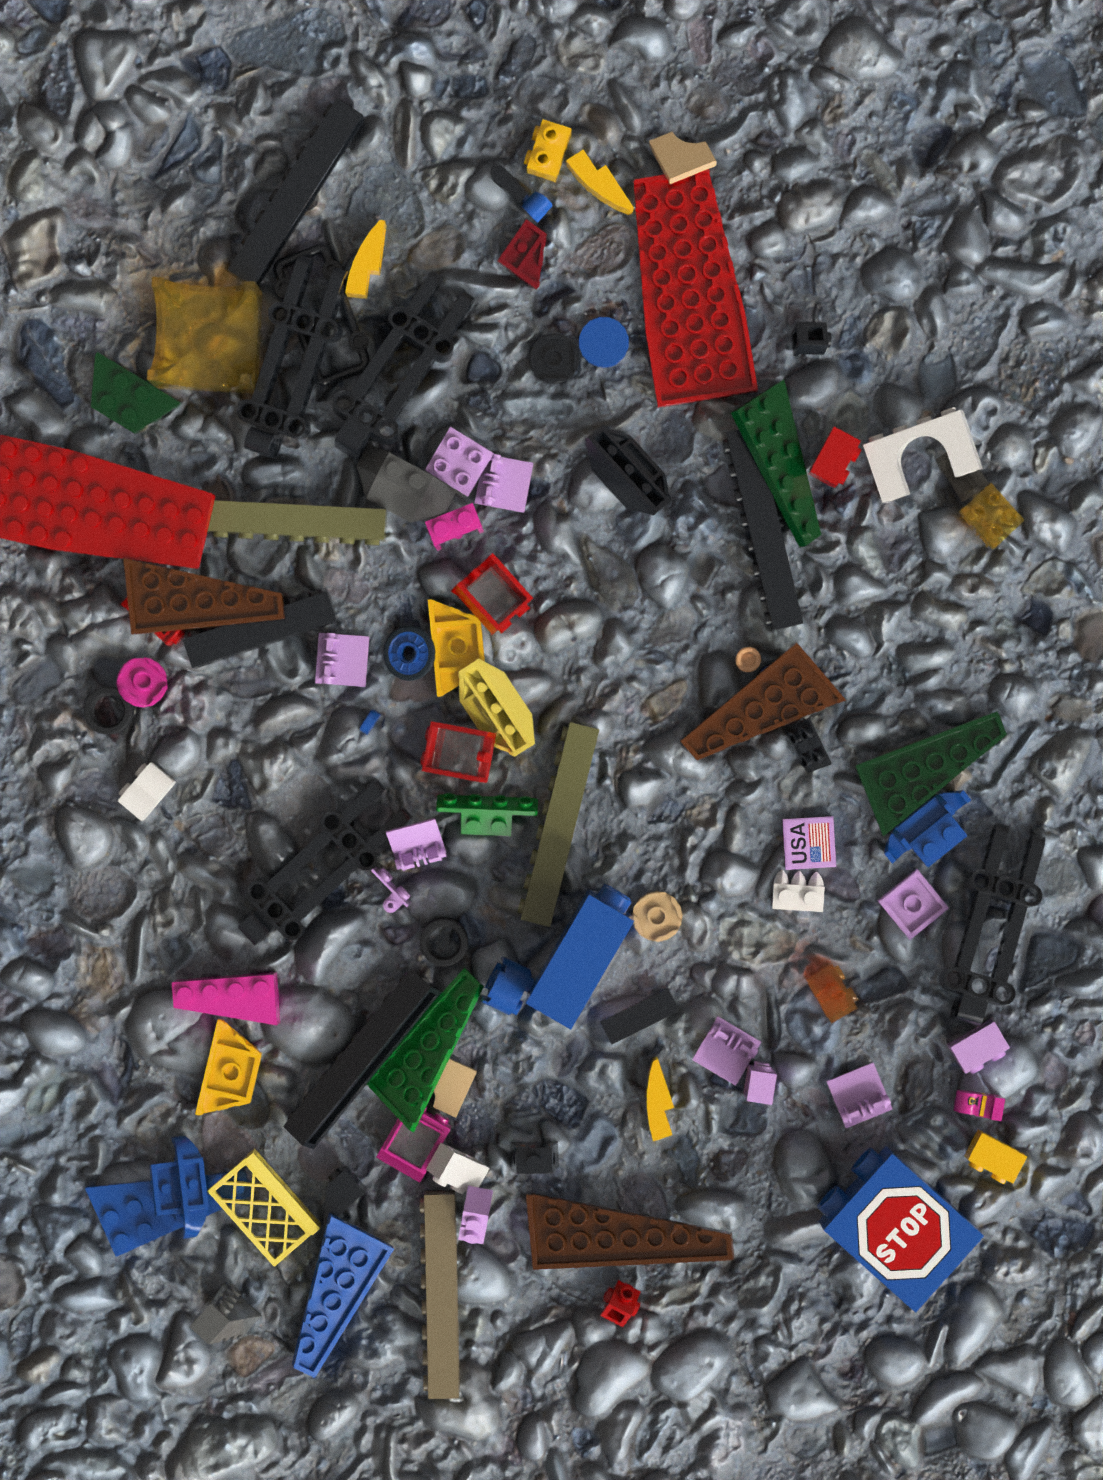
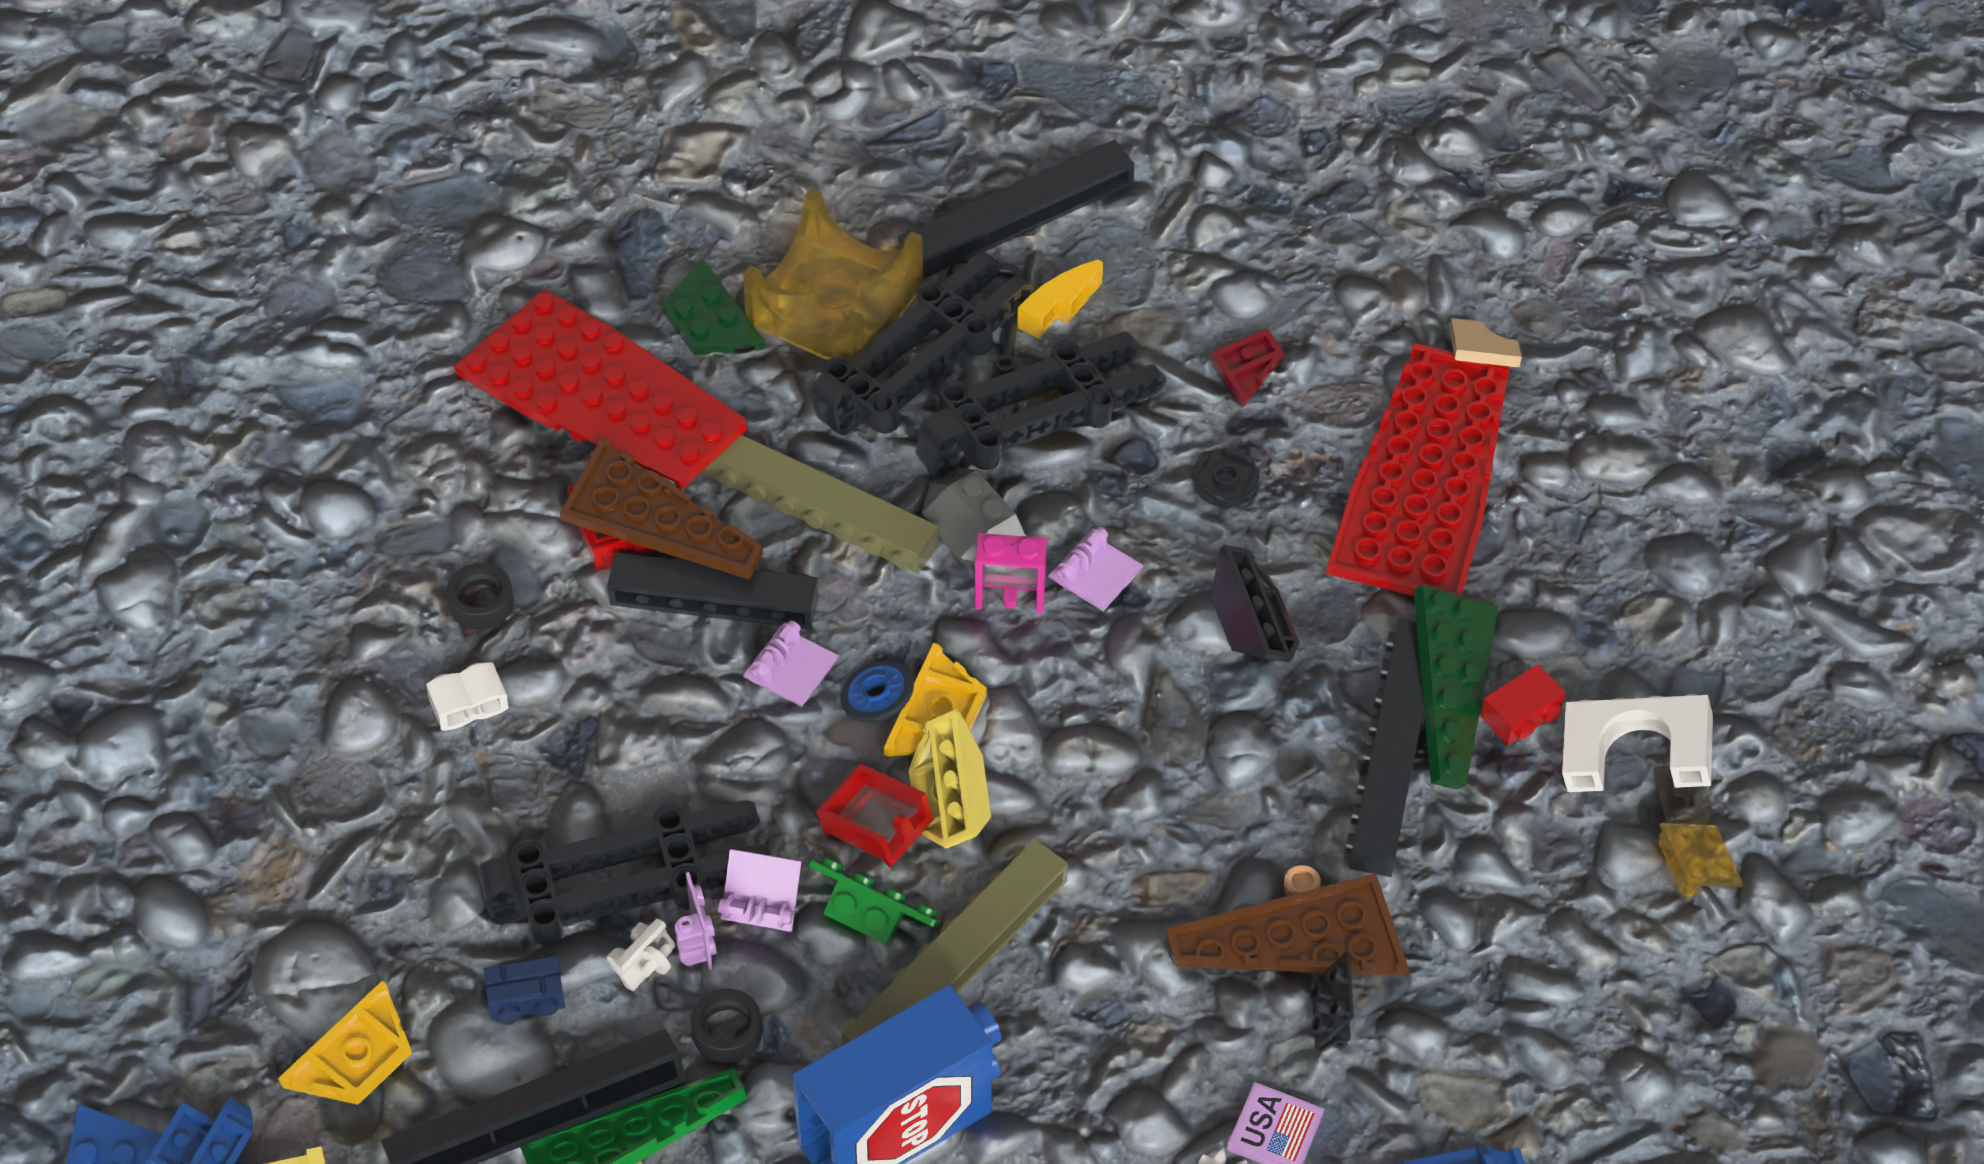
camera: 25 degrees right, 35 degrees down
(142, 682) = (538, 581): dark pink tile -> none
(233, 996) = (418, 960): dark pink wedge -> none
(307, 980) = (524, 989): none -> dark blue brick
(369, 722) = (783, 741): blue tile -> none
(369, 921) = (646, 954): none -> white hips
(459, 461) = (1058, 516): lavender hinge -> none
(493, 595) = (1017, 670): window -> none
(507, 986) = (769, 1107): blue brick -> none
(535, 204) = (1282, 321): piece -> none
(548, 151) = (1328, 281): yellow brick -> none
(599, 182) = (1371, 332): yellow slope -> none
(603, 342) = (1295, 484): blue tile -> none
(657, 916) = (1023, 1127): tan tile -> none
(810, 338) = (1552, 575): black brick -> none
(913, 774) = (1456, 1105): dark green wing -> none

